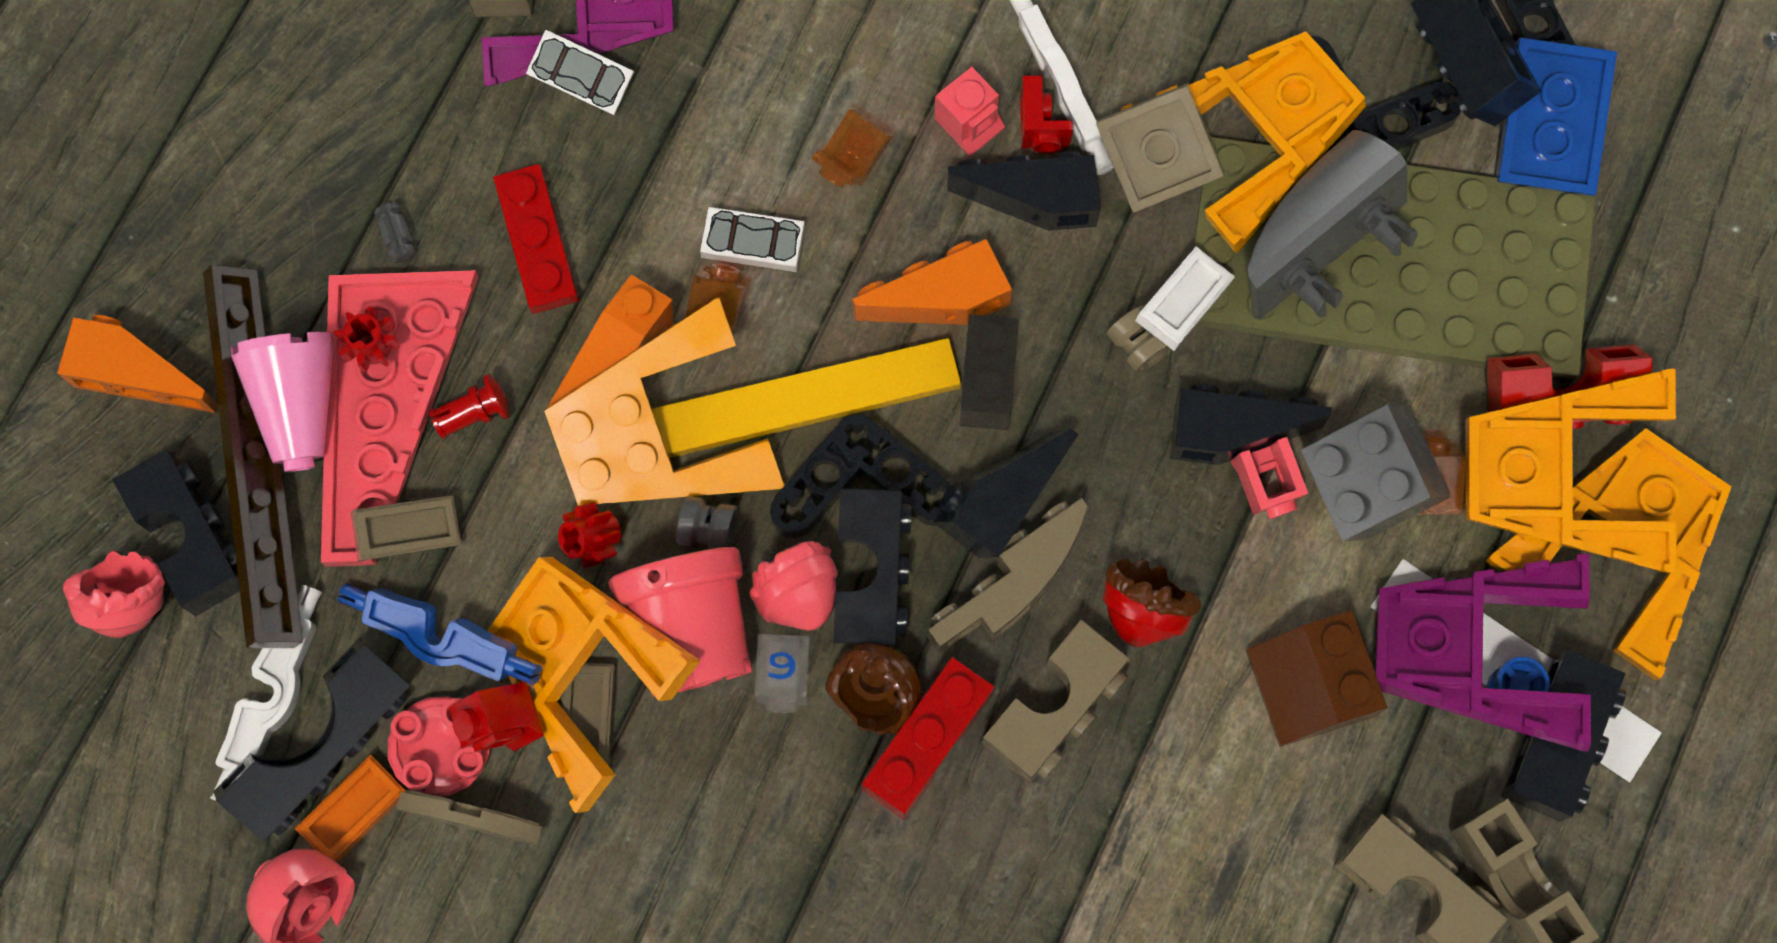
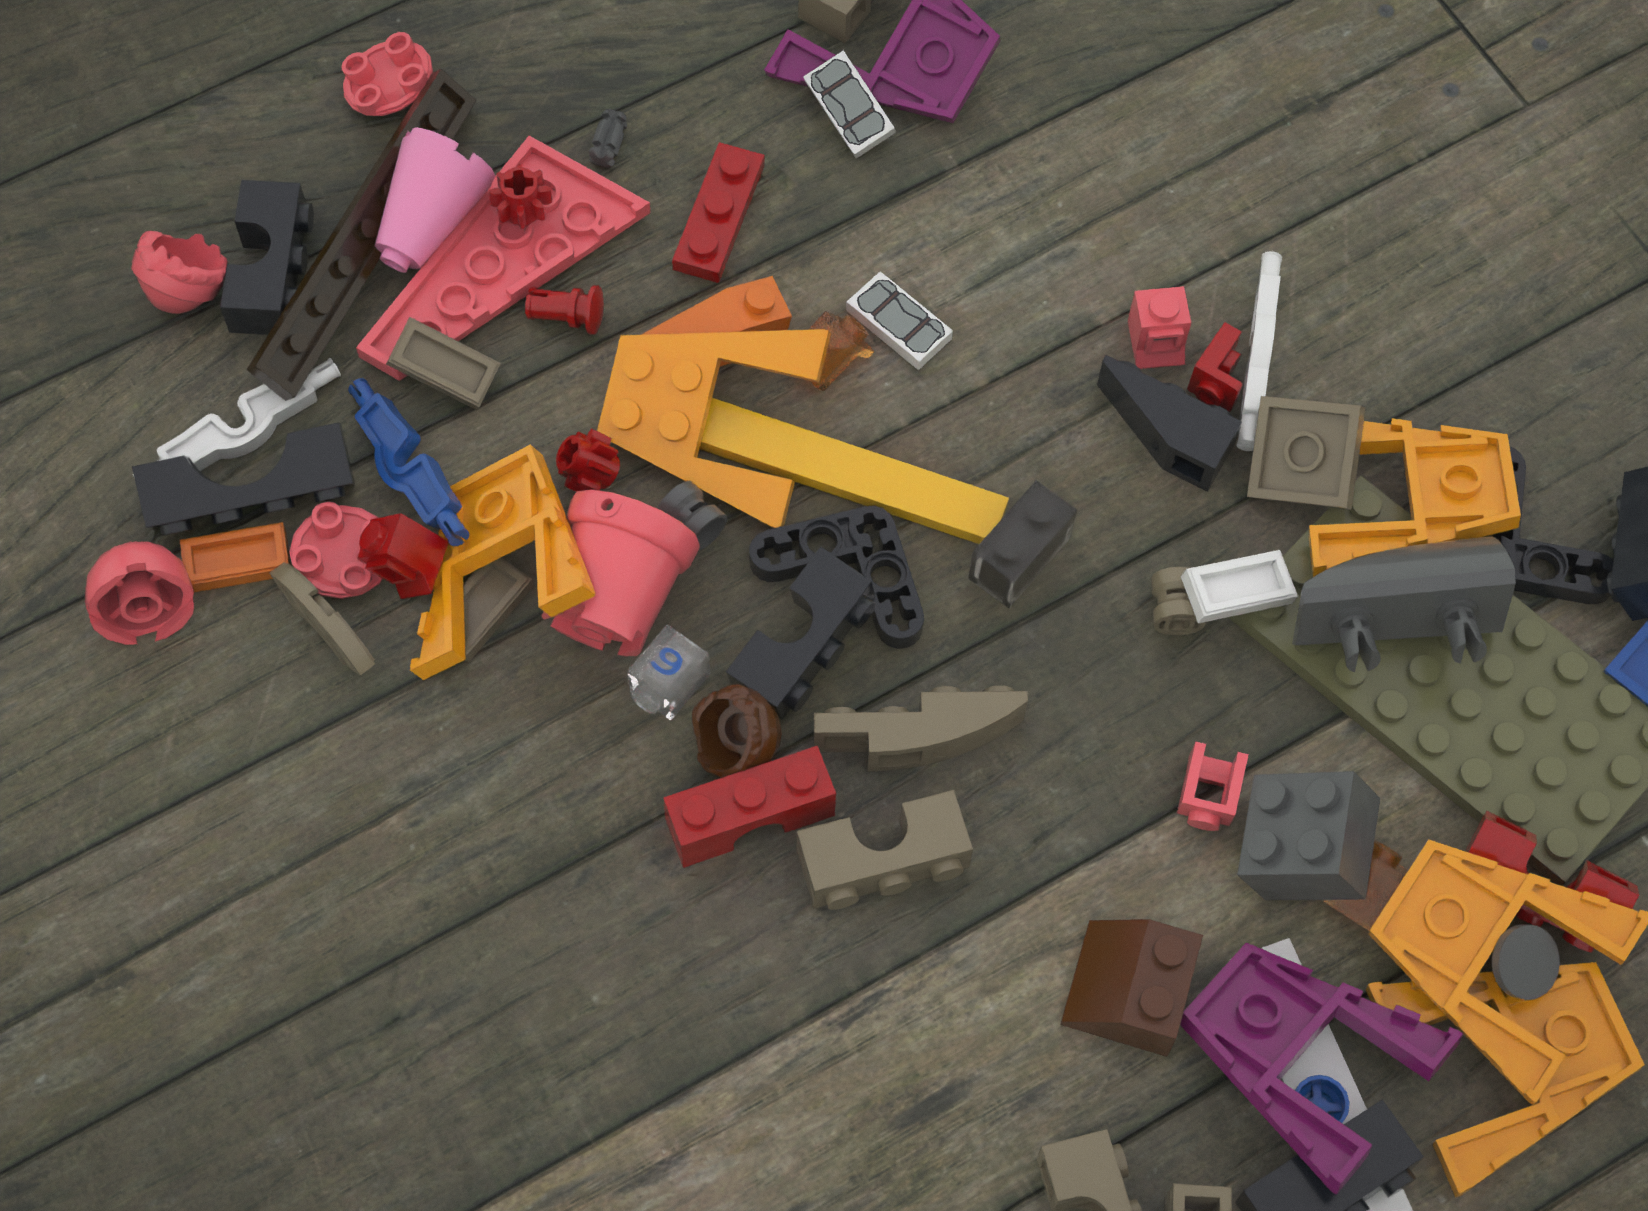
camera: 30 degrees right, 10 degrees down
(114, 362) = (311, 98): orange slope -> none
(163, 298) = (386, 76): none -> coral dish
(796, 587) = (728, 605): coral hair -> none
(852, 150) = (1034, 299): clear orange bracket -> none
(939, 292) = (1026, 451): orange slope -> none
(993, 502) = (952, 646): black slope -> none
(1146, 603) = (1022, 818): hair -> none
(1220, 426) = (1193, 708): black slope -> none
(1599, 465) = (1525, 962): none -> dark grey piece

